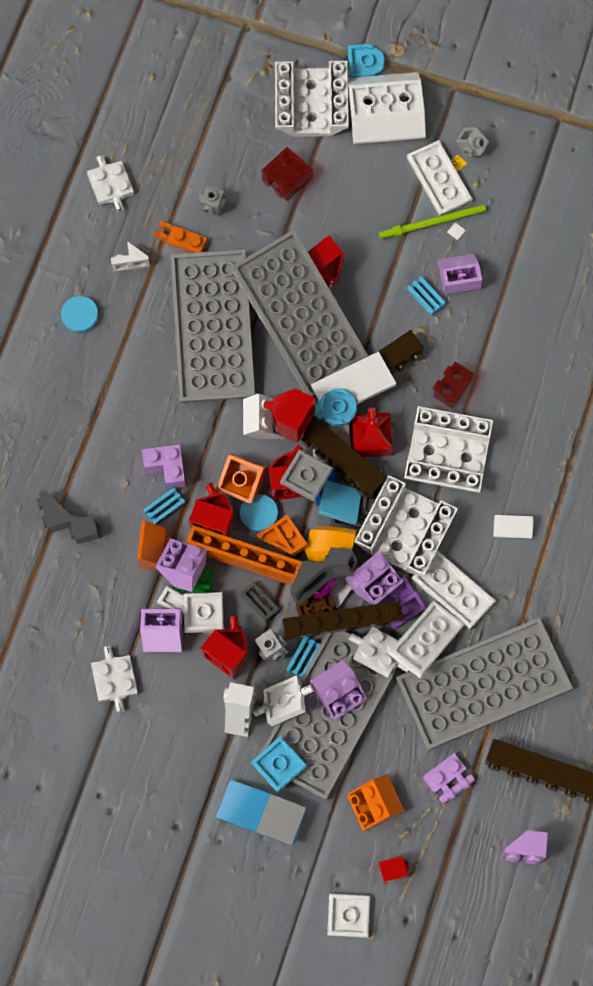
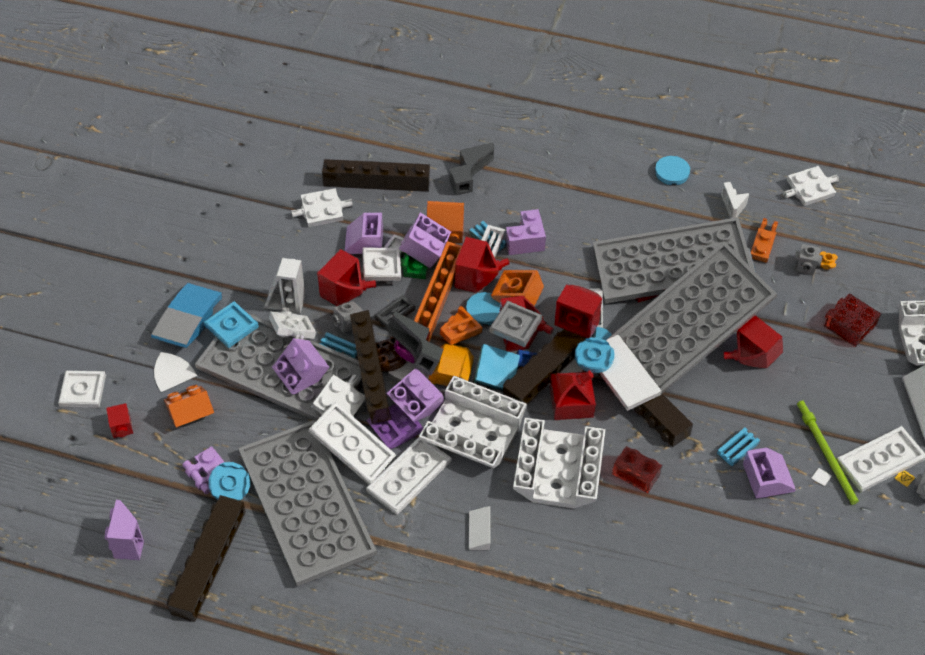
camera: 85 degrees right, 20 degrees down
(74, 619) = (376, 175): none -> dark brown brick
(173, 508) = (496, 230): none -> white tile
(207, 179) = (828, 260): none -> light orange plate
(326, 826) = (171, 371): none -> white sticker
(466, 756) = (229, 480): none -> medium azure tile

